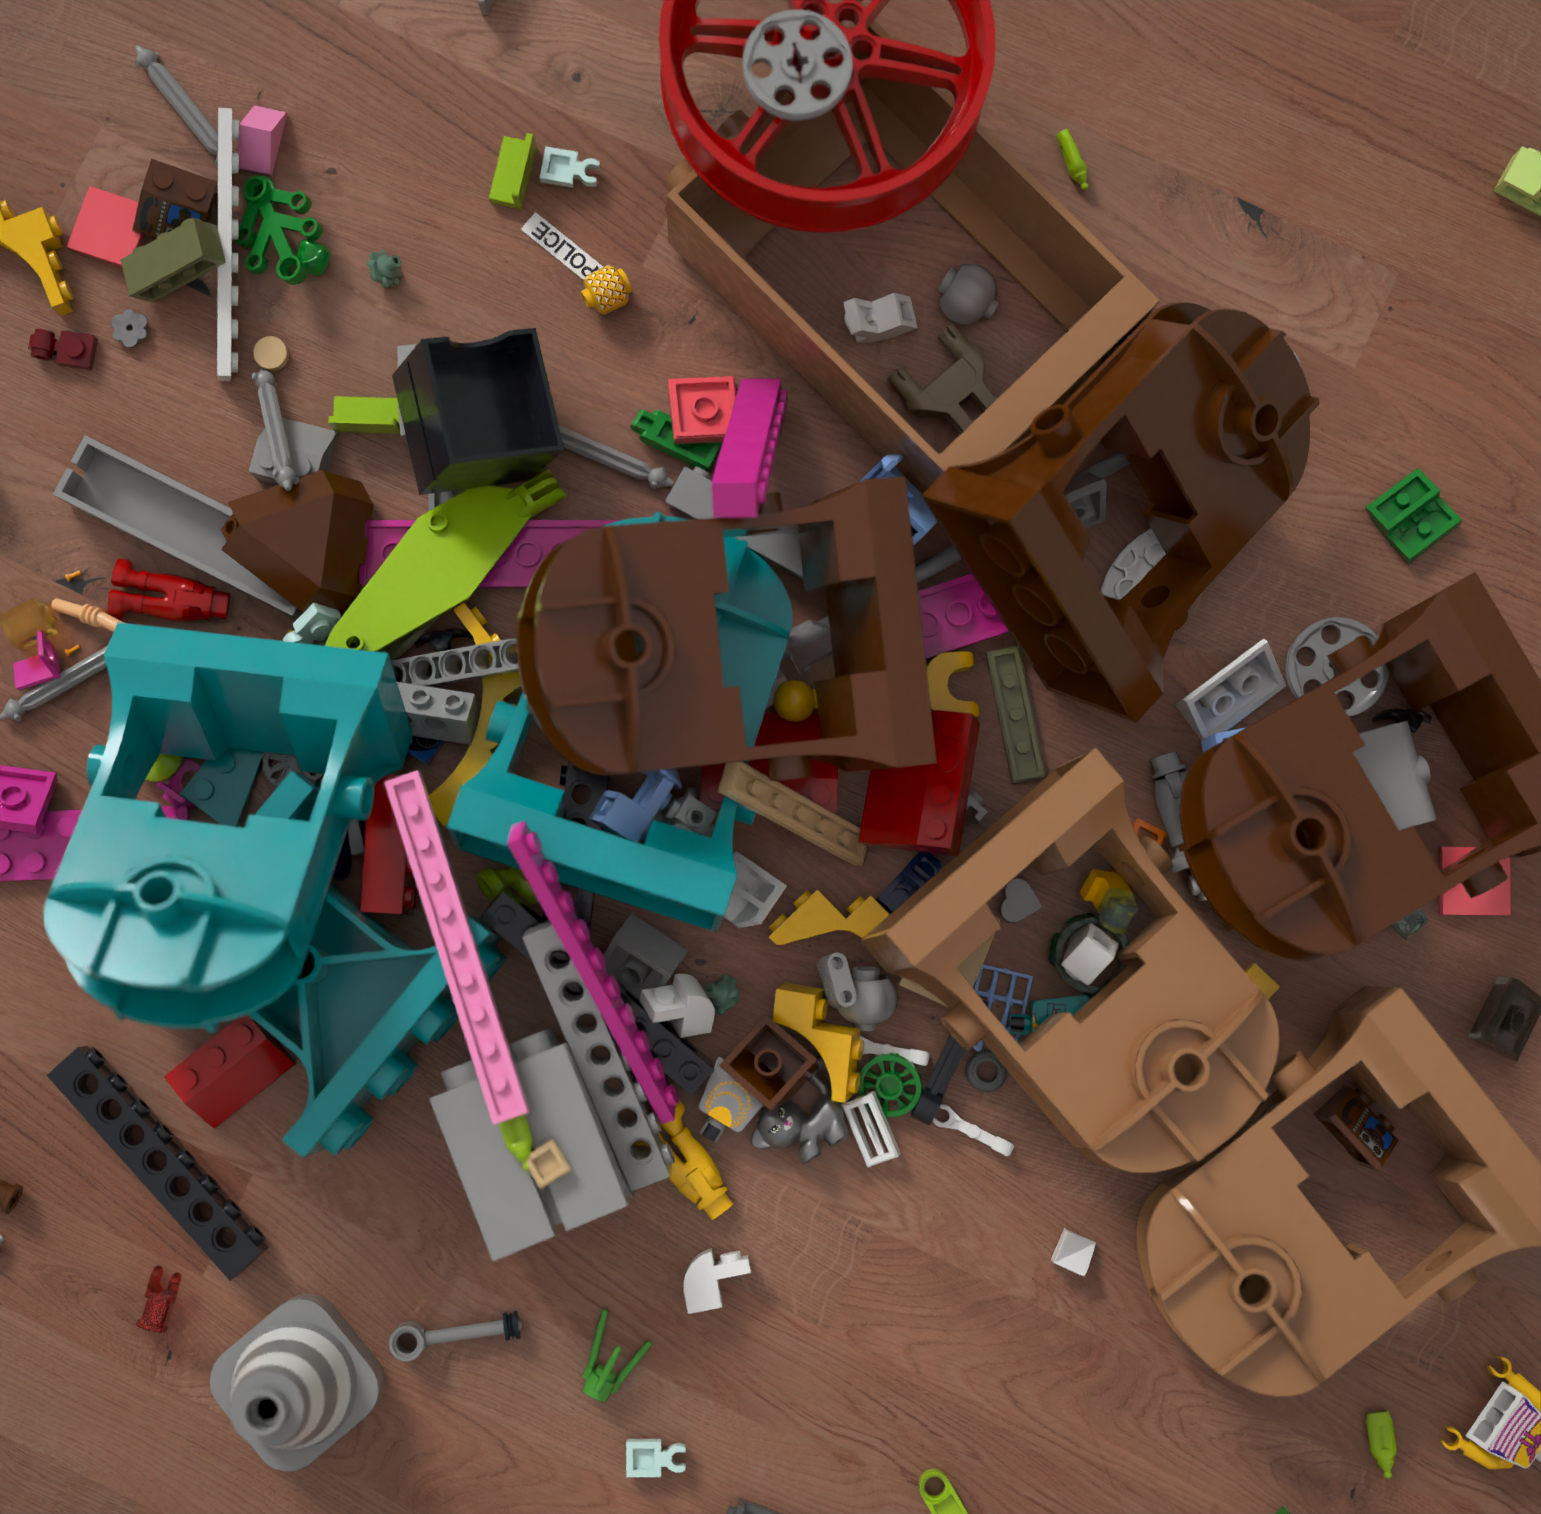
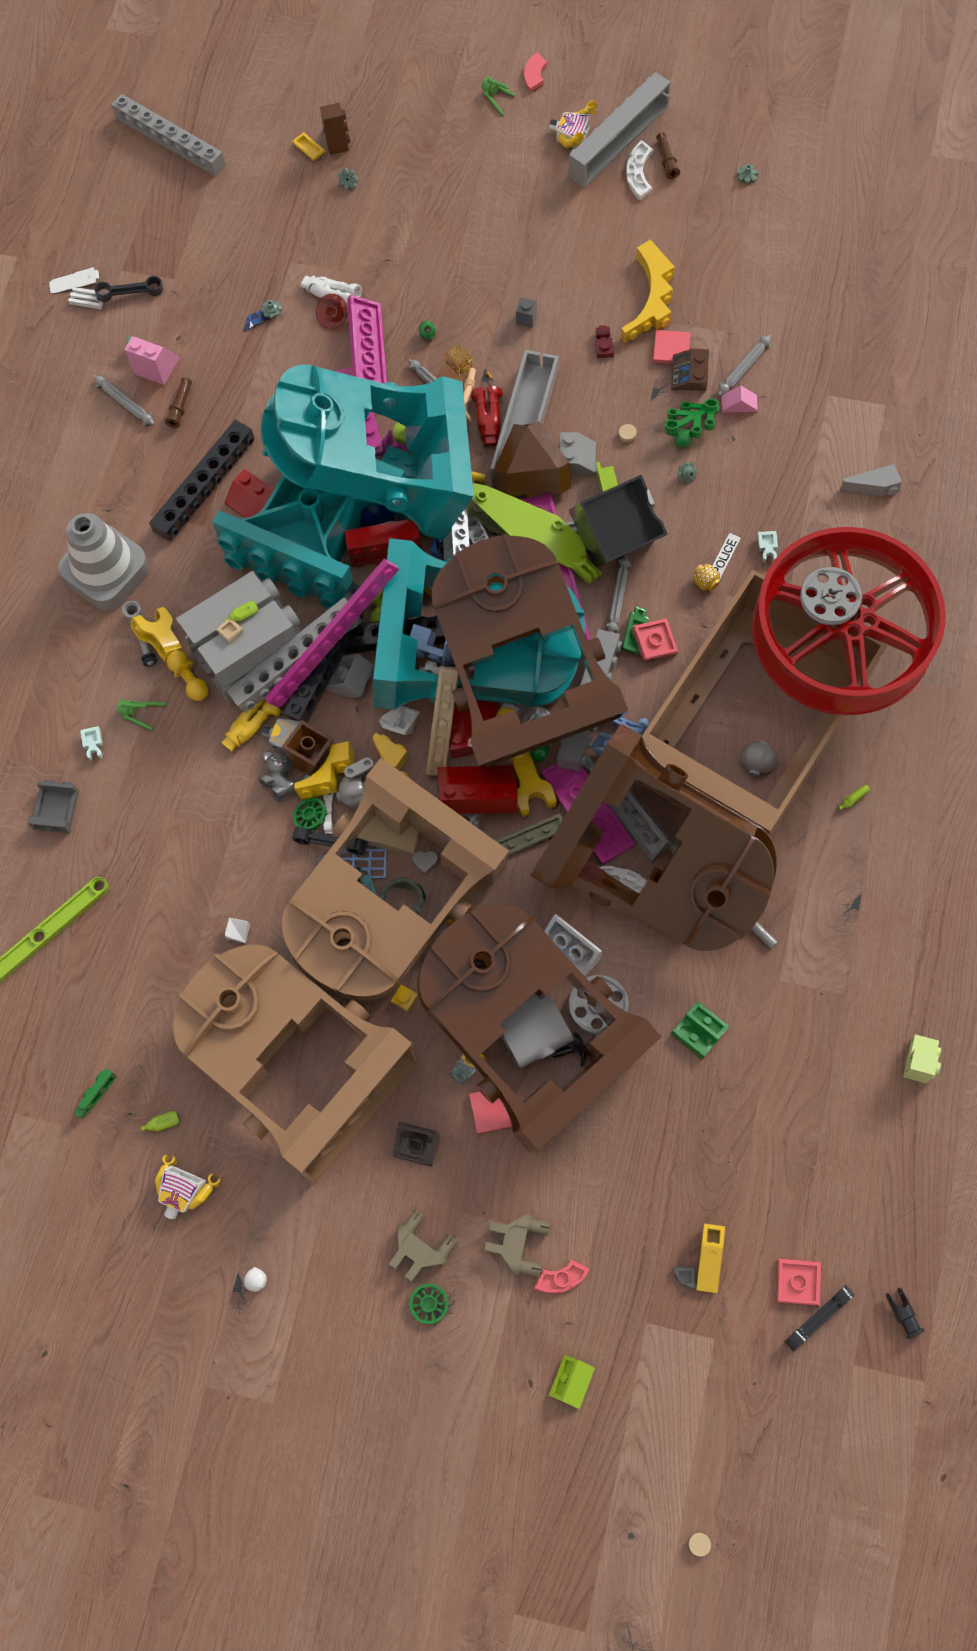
camera: 85 degrees right, 15 degrees down
(39, 667) = (438, 369): dark pink bracket -> none
(121, 327) = (622, 368): flat silver plant -> none
(158, 1301) = (134, 497): clear red piece -> none
(173, 260) = (660, 373): olive brick -> none
(228, 231) = (669, 398): white plate -> none
(275, 429) = (585, 438): light grey wheel -> none
(313, 624) = (487, 478): light aqua plate -> none
(457, 948) = (330, 562): bright pink plate -> none
(506, 1283) = (168, 647): none -> yellow piece
(513, 171) = (759, 521): lime panel -> none
(682, 1004) = (333, 697): white brick -> none
(702, 1275) = (189, 744): white brick -> none
(723, 993) = (341, 721): sand green plant -> none
(749, 448) = (629, 643): dark pink brick -> none
(880, 318) = (729, 714): white brick -> none
(882, 1123) = (284, 810): white tile -> none
(951, 389) = (692, 750): dark tan connector -> none
(973, 1131) = (297, 853): white piece -> none
(1088, 953) = (400, 893): white slope -> none
(1111, 899) = (433, 903): leg -> none
(1357, 1127) = (331, 1067): reddish brown slope -> none

